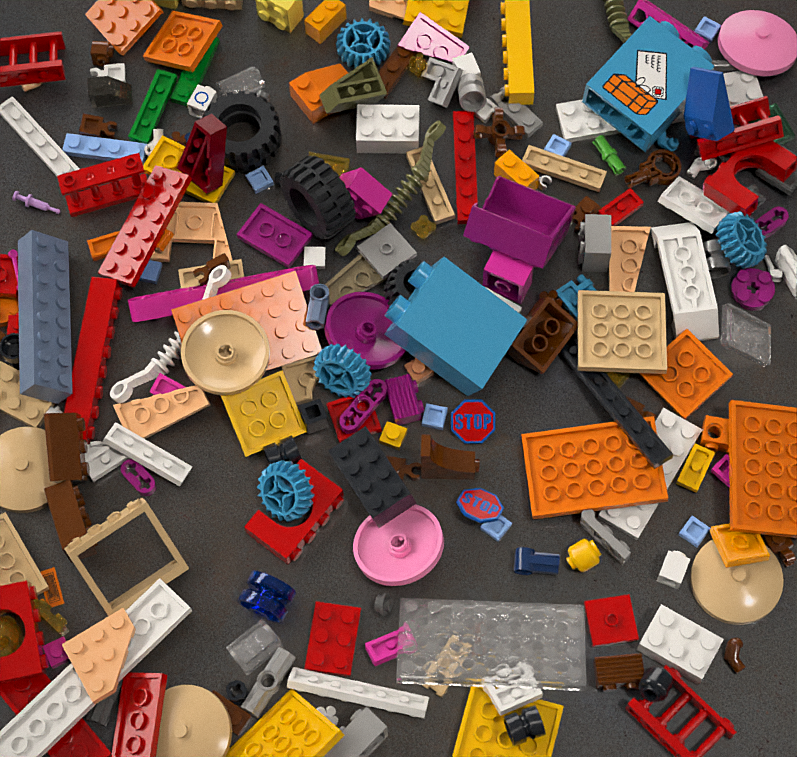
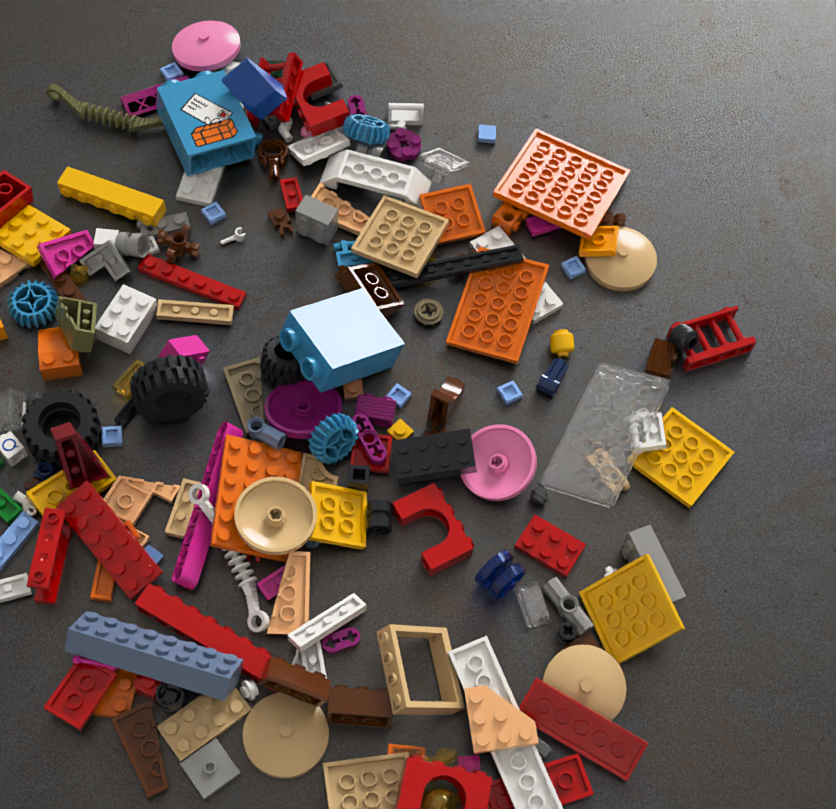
camera: 75 degrees left, 5 degrees down
(30, 201) = (19, 633): lavender piece -> none
(210, 265) = (183, 500): reddish brown plate -> none
(274, 235) = (174, 444): magenta plate -> none
(285, 490) = (415, 513): dark azure gear -> none
(315, 256) = (210, 423): white tile -> none
(358, 692) = (602, 544): white plate -> none
(383, 648) = (575, 510): dark pink plate -> none
(386, 250) = (240, 365): light grey plate -> none
(420, 171) = (186, 310): olive piece -> none
(423, 232) = (229, 338): clear yellow plate -> none
(473, 421) = (418, 369): piece -> none
(480, 505) = (490, 394): piece -> none
(508, 276) = (311, 287): dark pink brick -> none
(516, 170) = (223, 248): light orange brick -> none
(520, 222) = (276, 257): magenta piece -> none
(524, 725) = (681, 435): black wheel -> none
(551, 393) = (433, 306): none -> dark tan gear
(564, 168) = (235, 216): tan plate -> none
(604, 536) = (552, 323): light grey plate -> none
(609, 155) = (242, 181): bright green pin -> none
(611, 620) = (618, 349): red plate -> none
(673, 569) = (598, 291): white brick -> none
(680, 644) = (656, 313): white brick -> none
(695, 468) = (529, 245): yellow plate -> none
(732, 654) = (674, 286): reddish brown arm -> none

